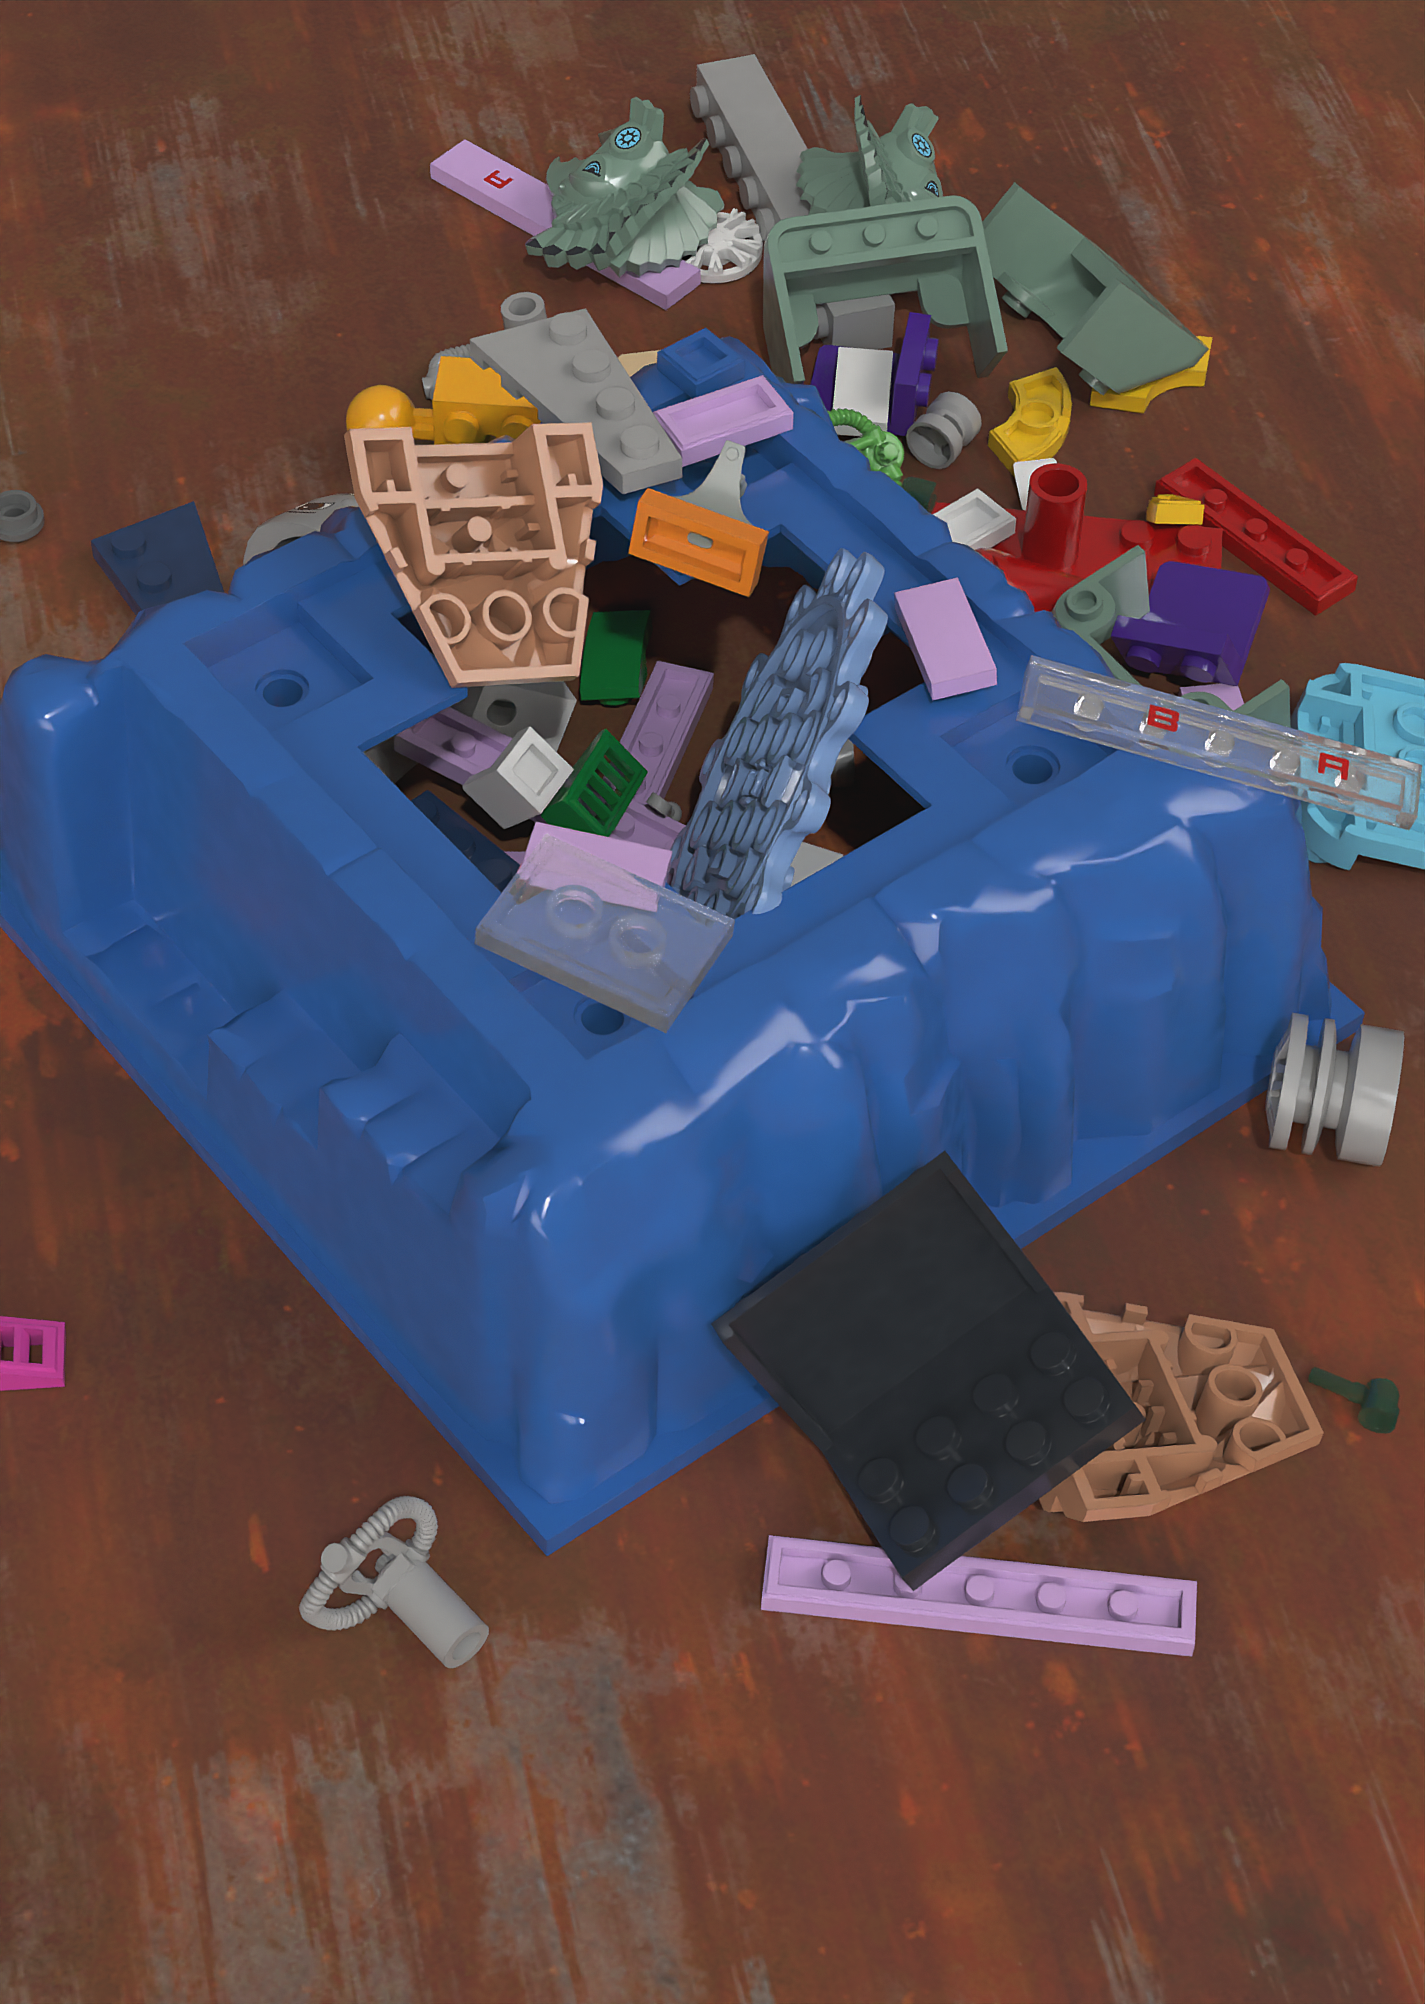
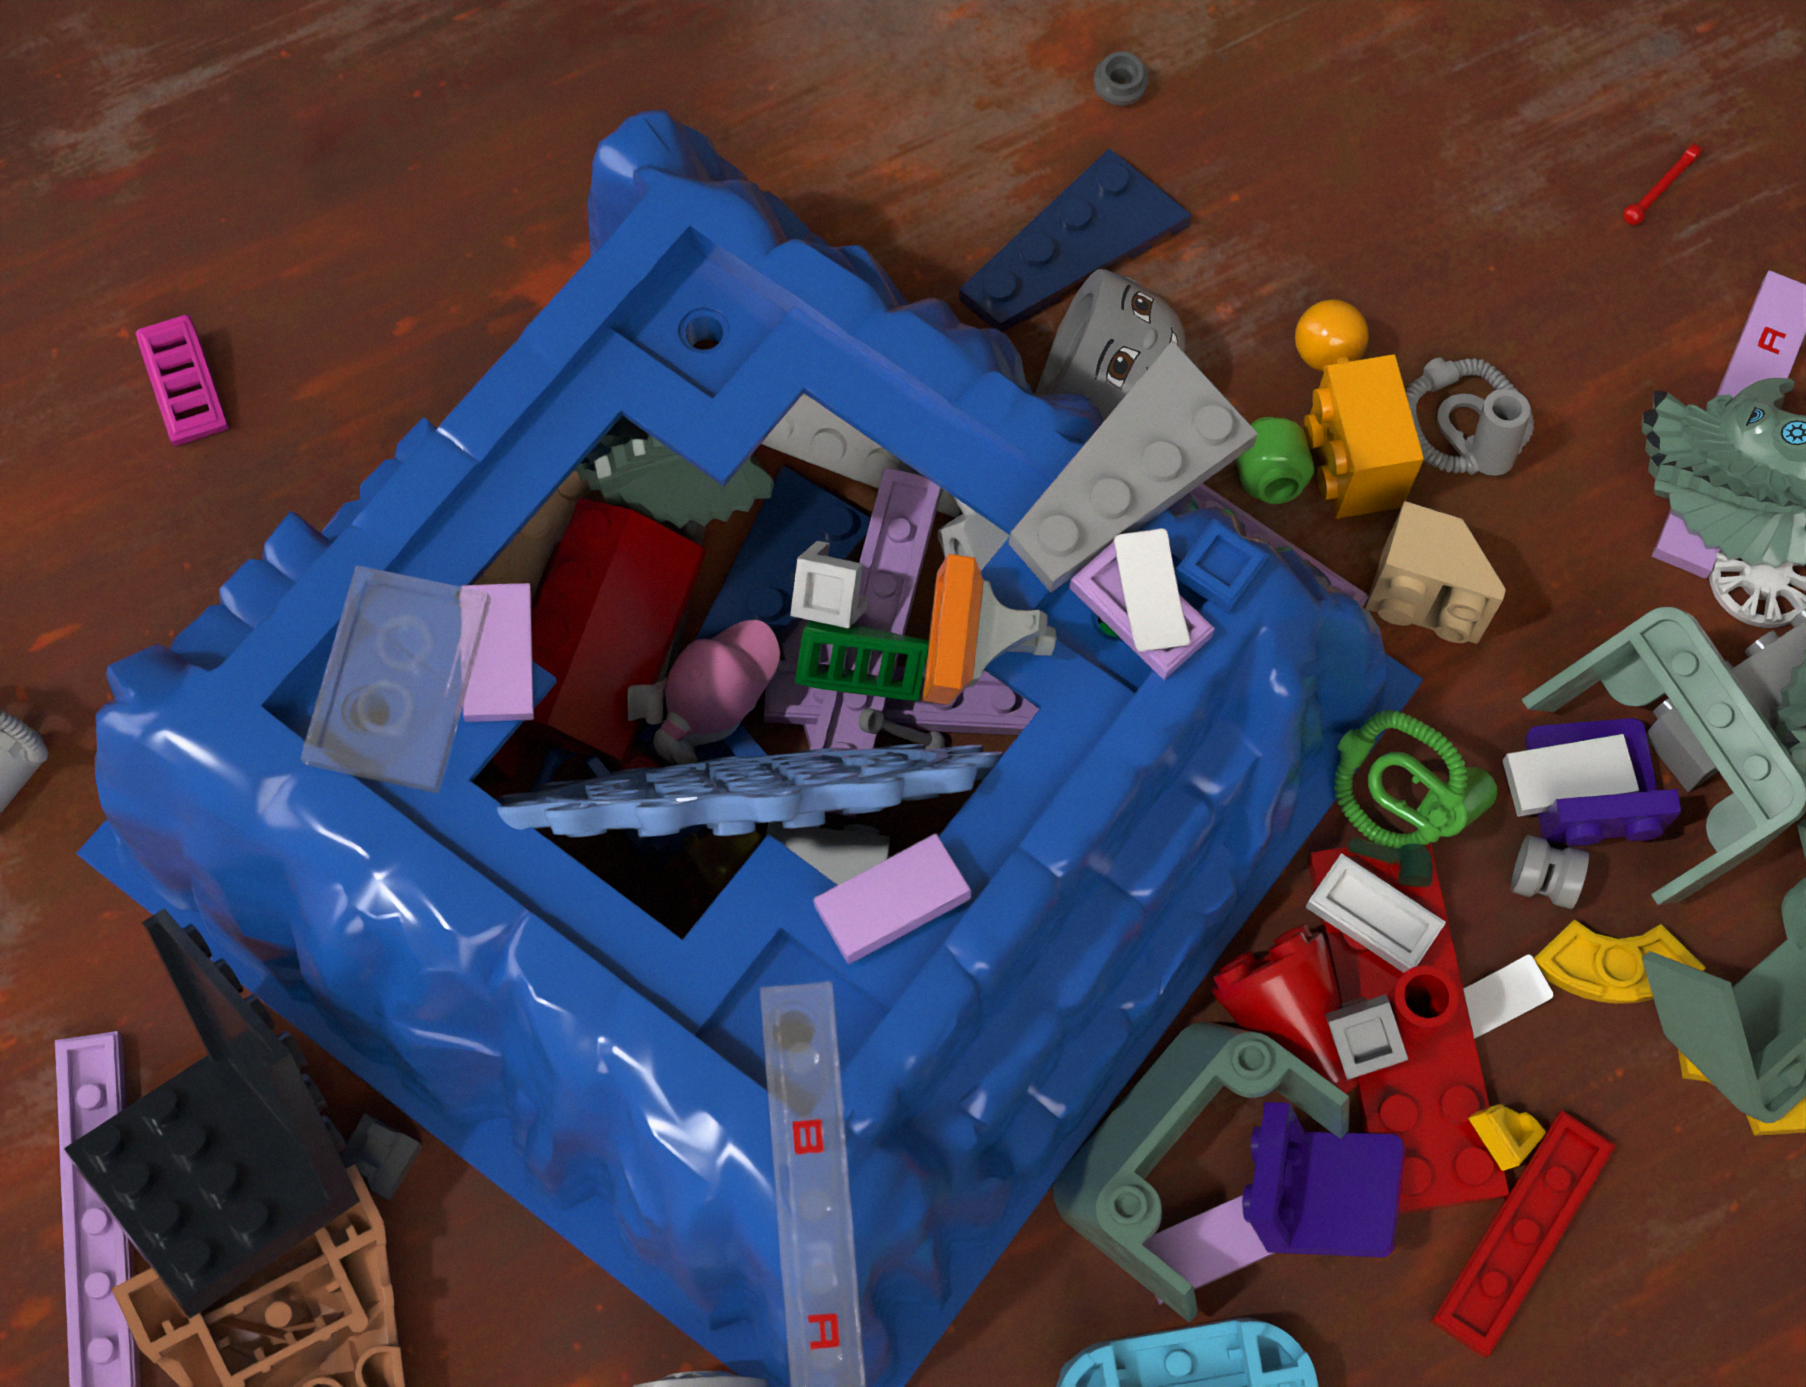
camera: 75 degrees right, 20 degrees up
(330, 230) = (1635, 213): none -> red hinge
(487, 544) = (867, 430): nougat wedge -> none
(715, 400) = (1150, 590): none -> white sticker
(1071, 544) = (1366, 1036): none -> tile

